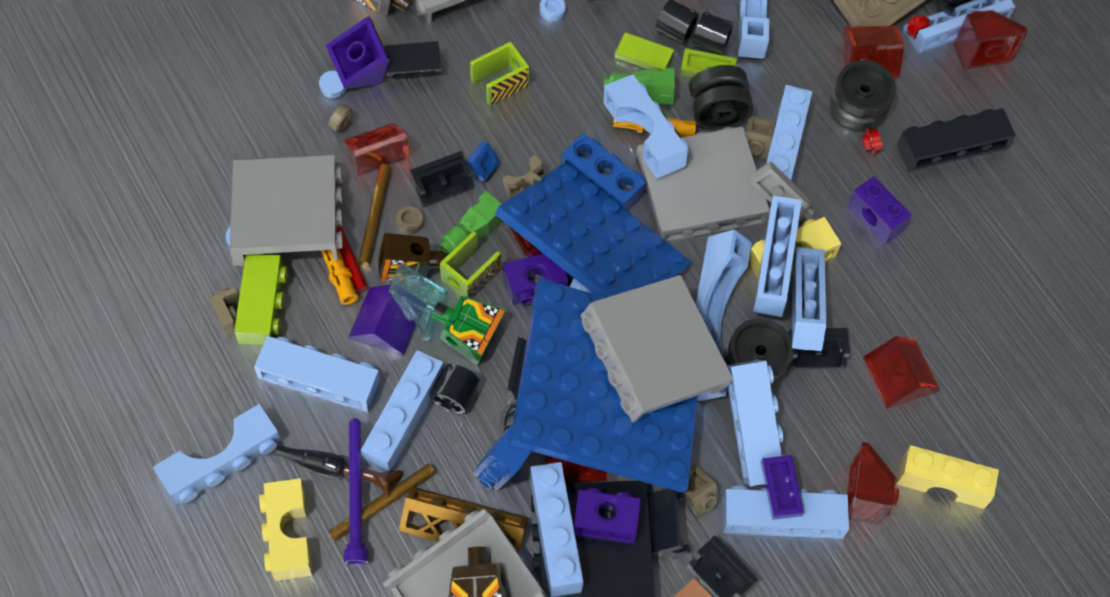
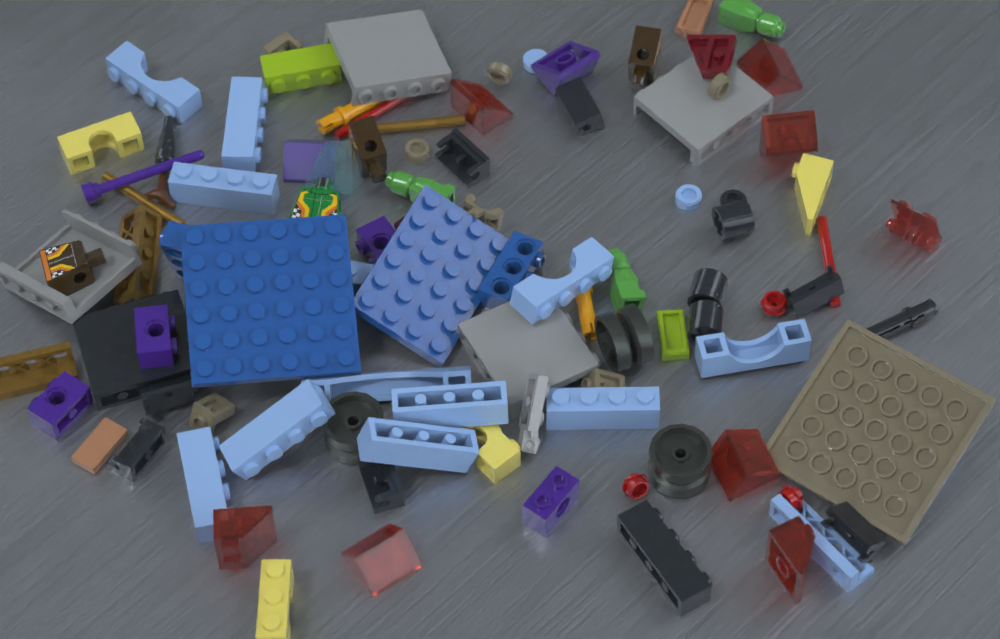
camera: 80 degrees right, 10 degrees down
(454, 388) = (255, 210): black piece -> none
(479, 279) = (379, 186): lime piece -> none
(483, 161) = (491, 182): blue tile -> none
(496, 61) = (582, 180): lime piece -> none
(556, 529) = (115, 307): light blue brick -> none
(643, 53) = (665, 279): lime tile -> none
(655, 346) = (309, 316): light grey panel -> none
(782, 487) = (217, 461): dark purple plate -> none

